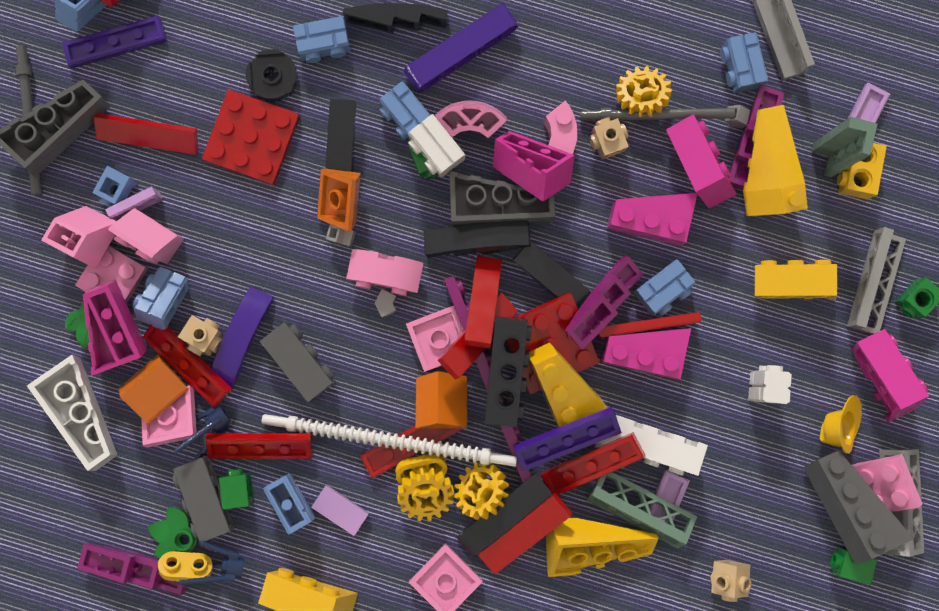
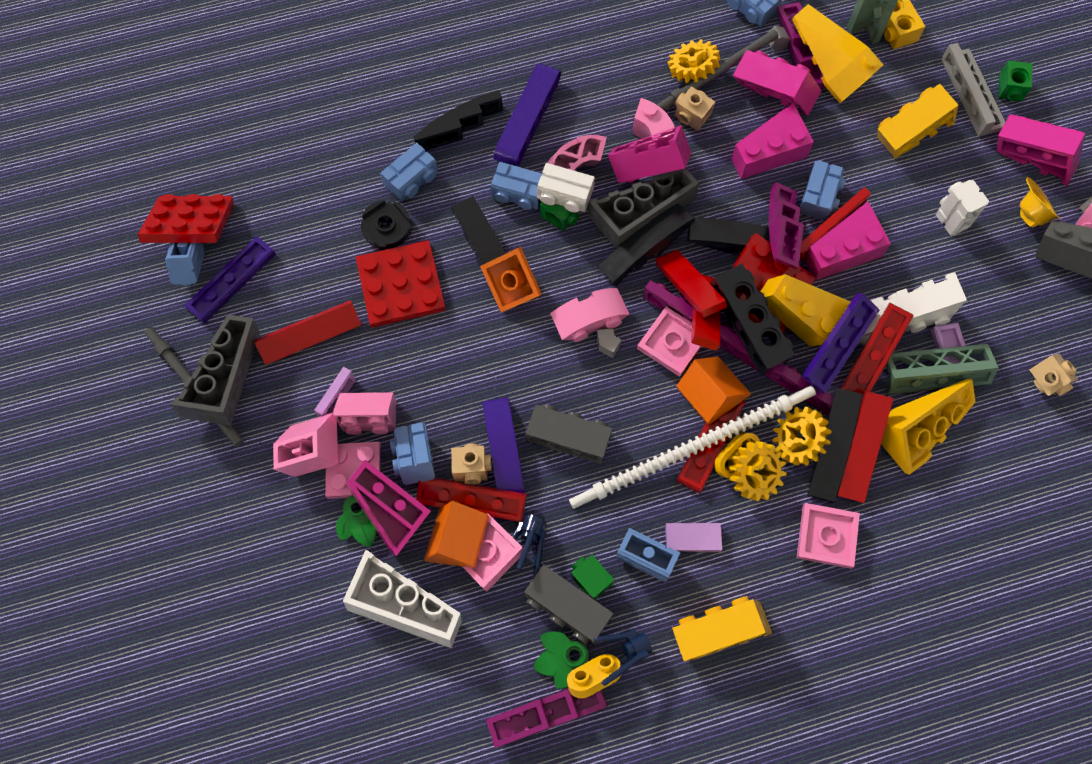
camera: 30 degrees left, 15 degrees down
(108, 182) = (305, 384): medium blue brick -> none
(258, 446) = (584, 527): red tile -> none
(340, 236) = (531, 311): light grey piece -> none

